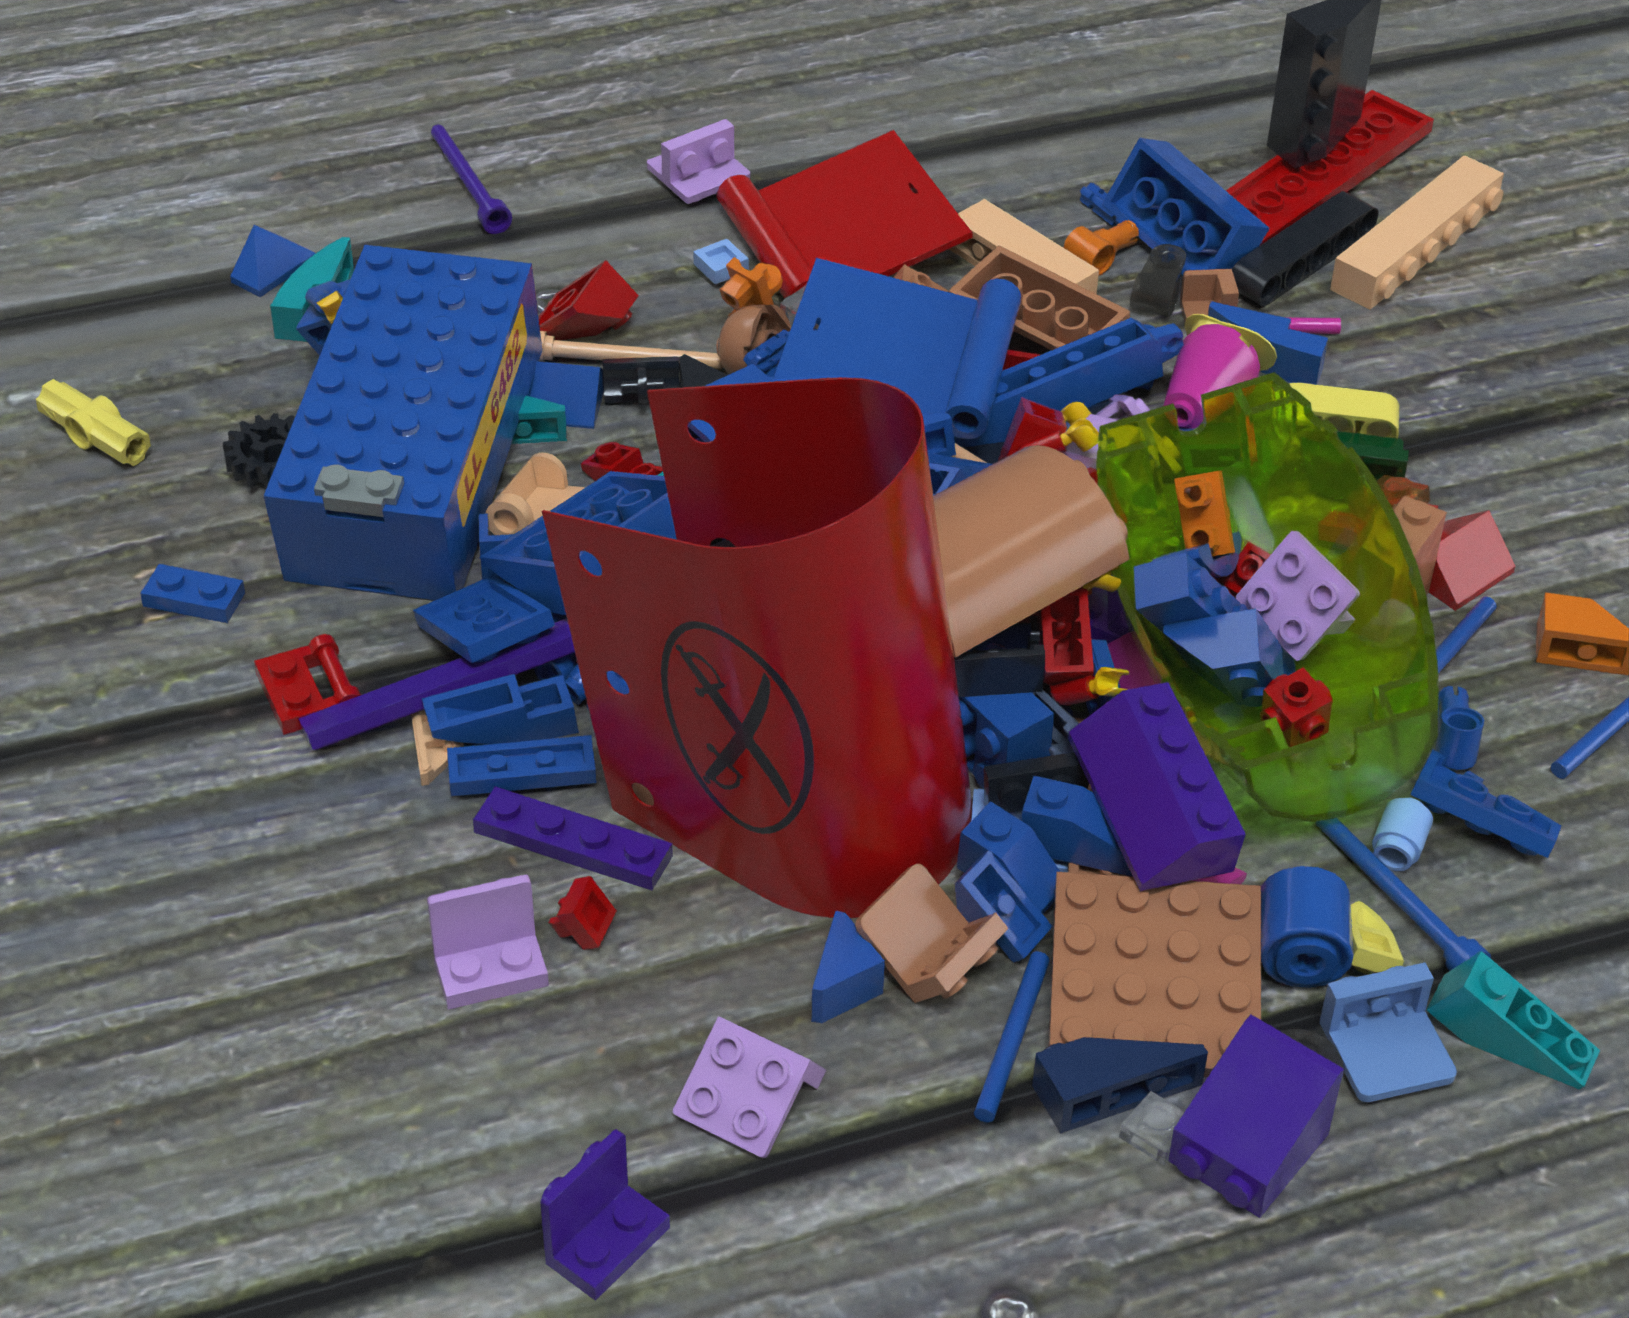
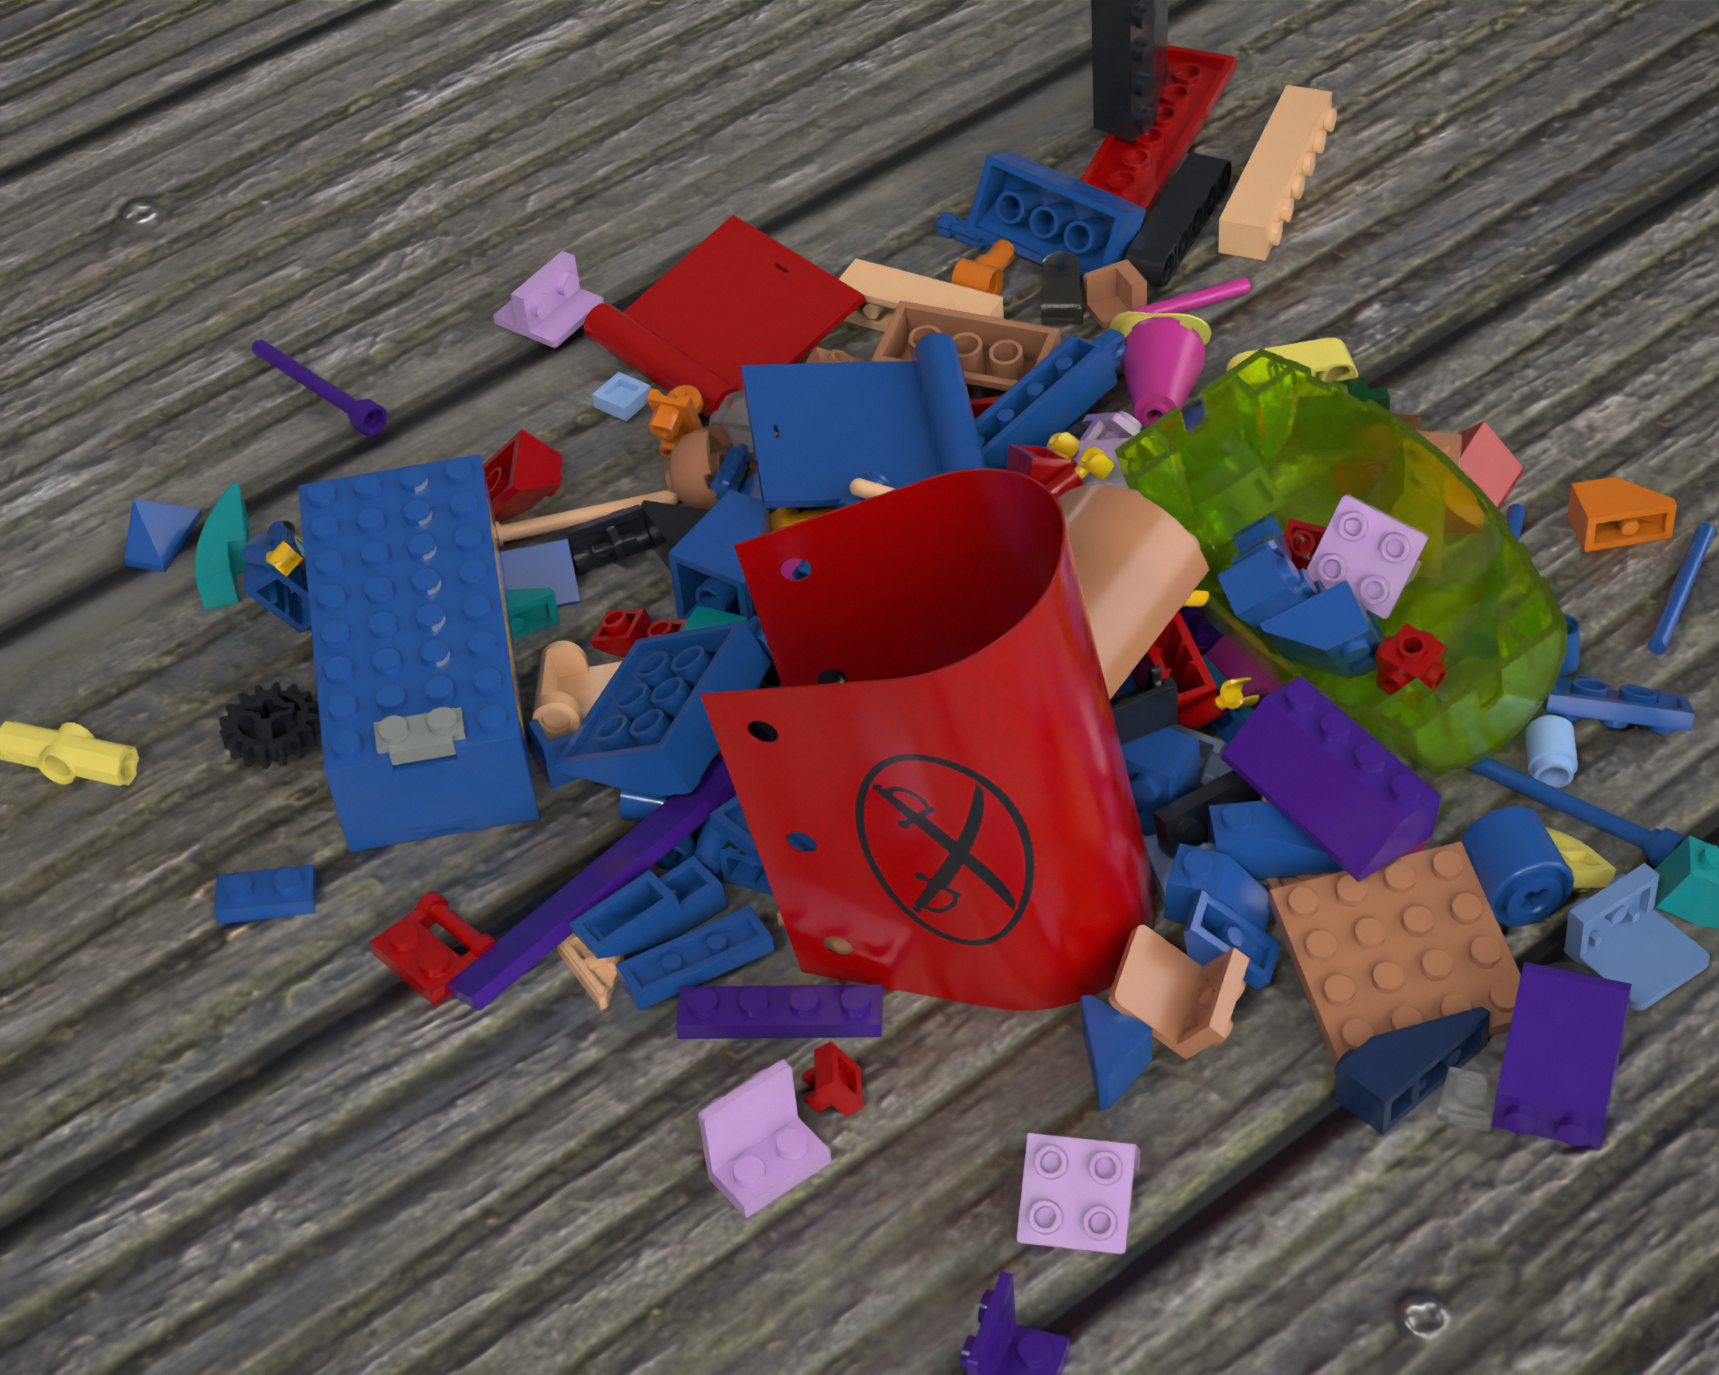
camera: 15 degrees left, 0 degrees up
(484, 619) = (586, 825): blue plate -> none
(1011, 1037) = (1295, 1060): blue bar -> none
(1205, 512) = (1243, 504): orange hips -> none
(1298, 353) = (1229, 321): blue slope -> none

